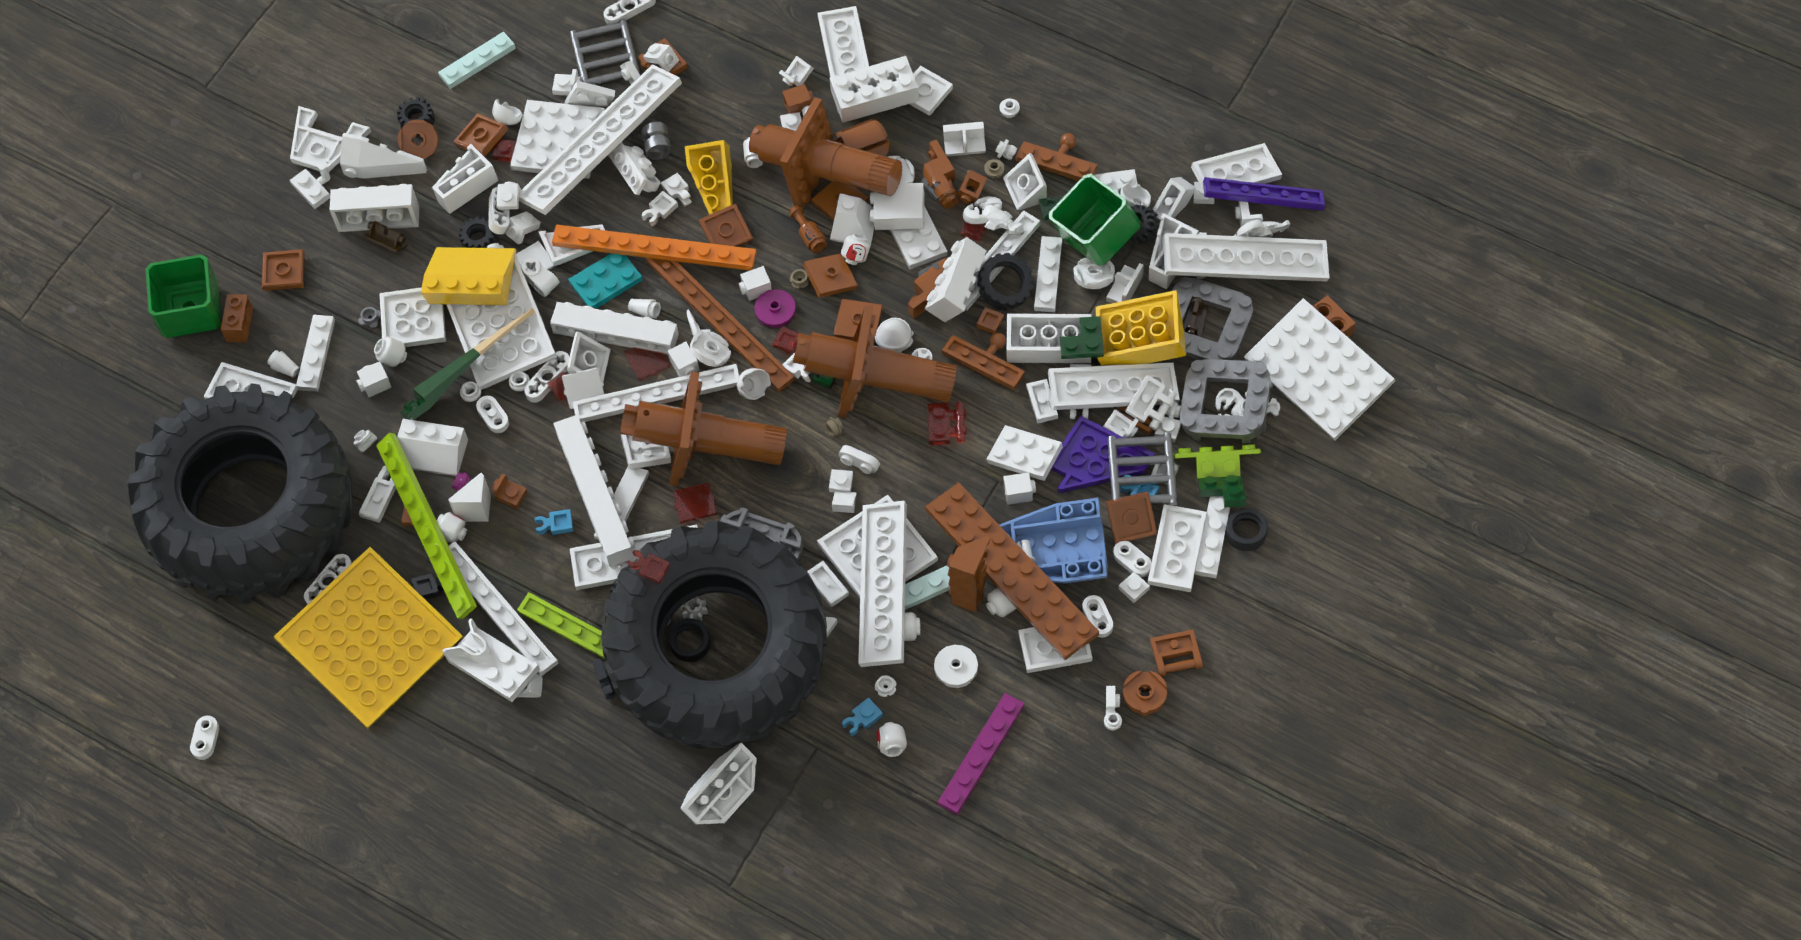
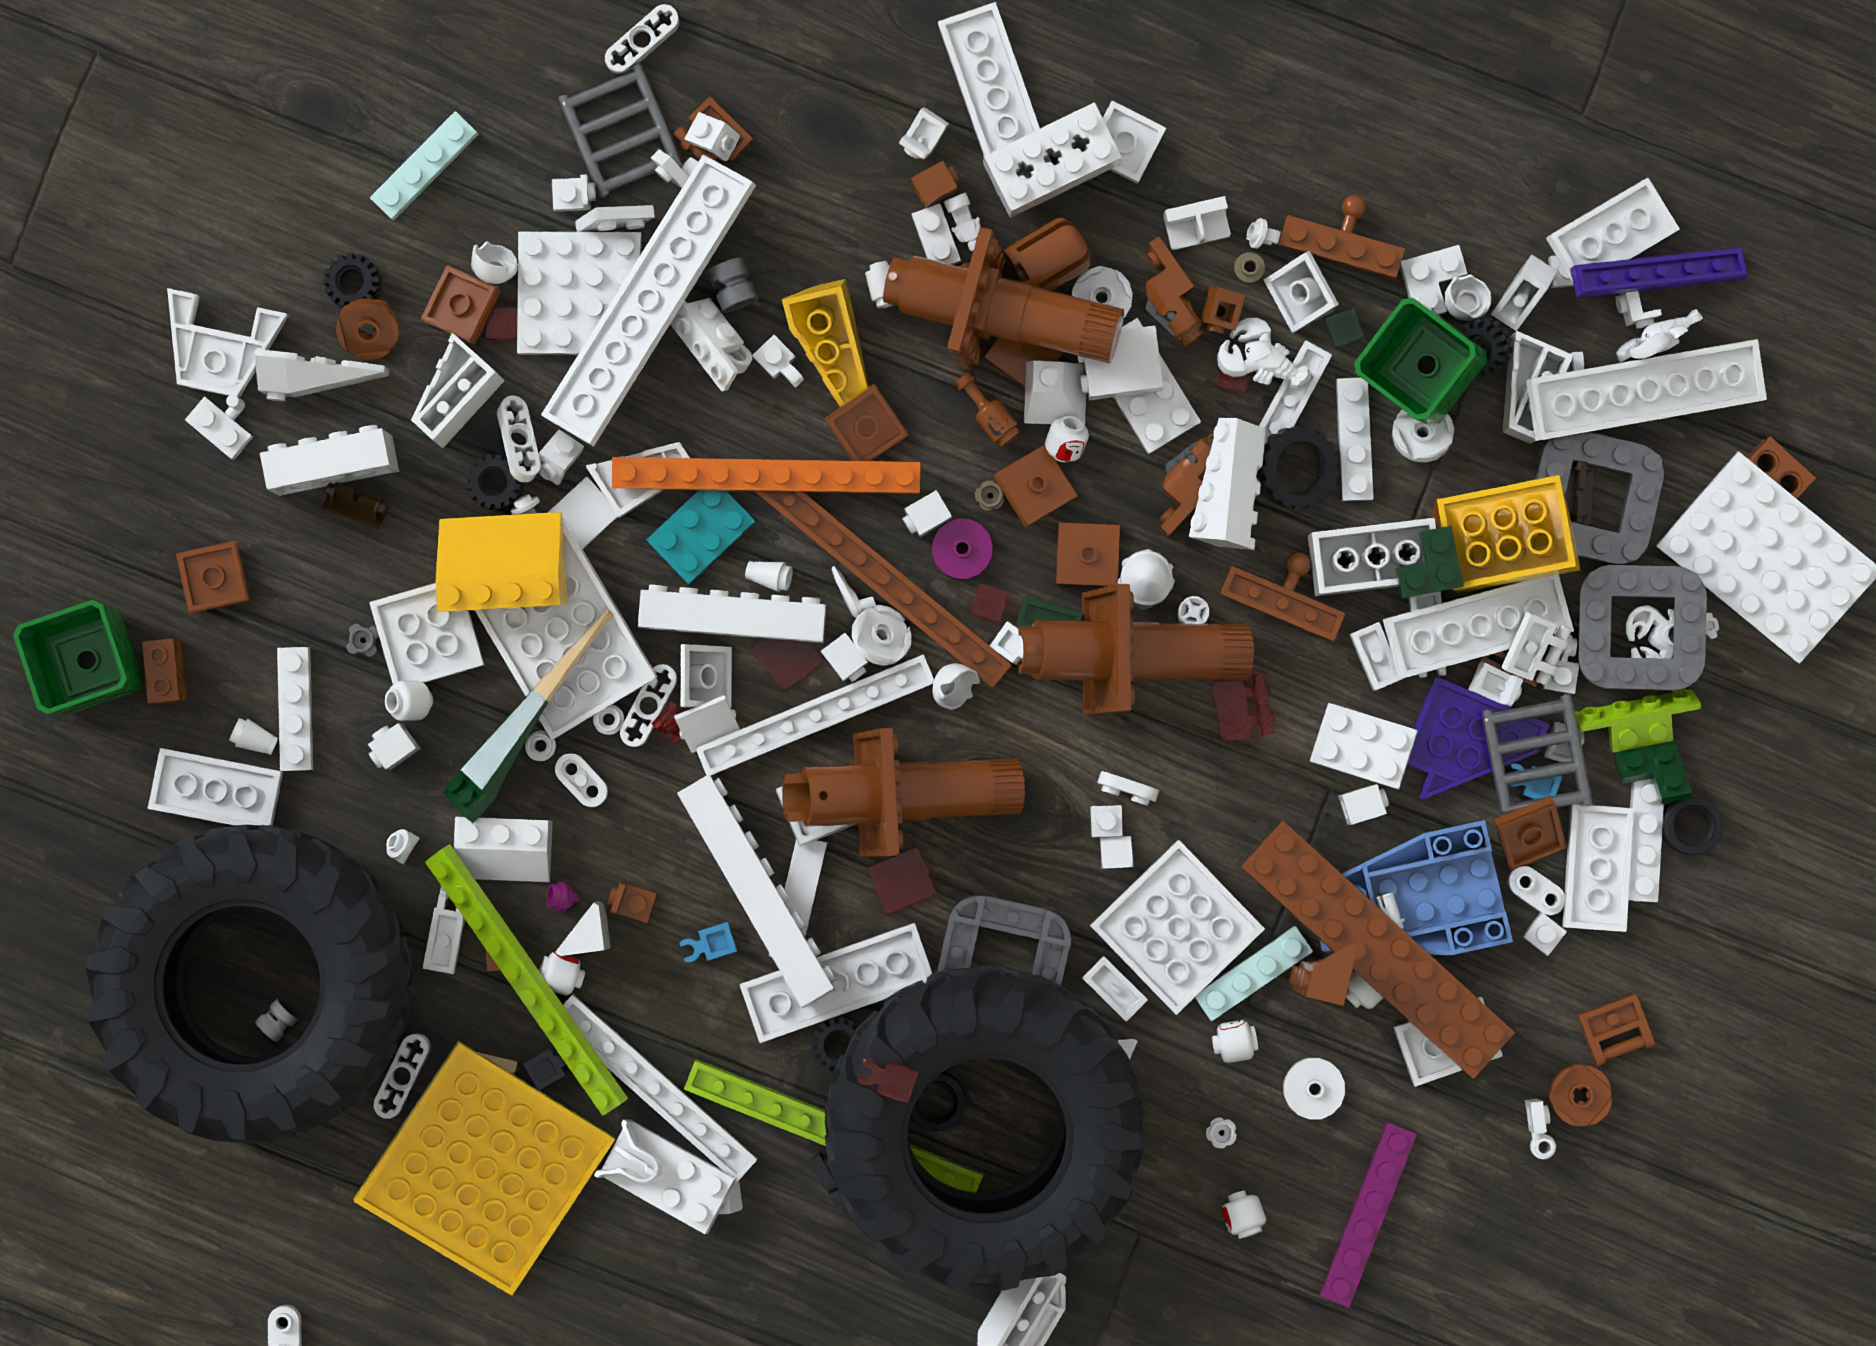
camera: 15 degrees left, 25 degrees up
(508, 196) = (530, 420): white bracket -> none
(541, 279) = (606, 548): white piece -> none
(660, 207) = (761, 396): white plate -> none
(833, 427) = (1082, 736): dark tan plate -> none
(864, 715) = (1199, 1178): dark azure plate -> none
(882, 584) = (1198, 989): white plate -> none
(990, 320) = (1282, 532): dark orange plate -> none
(1009, 112) = (1250, 163): white plate -> none
(1098, 617) = (1502, 986): white plate -> none
(1125, 284) = (1470, 447): white panel -> none

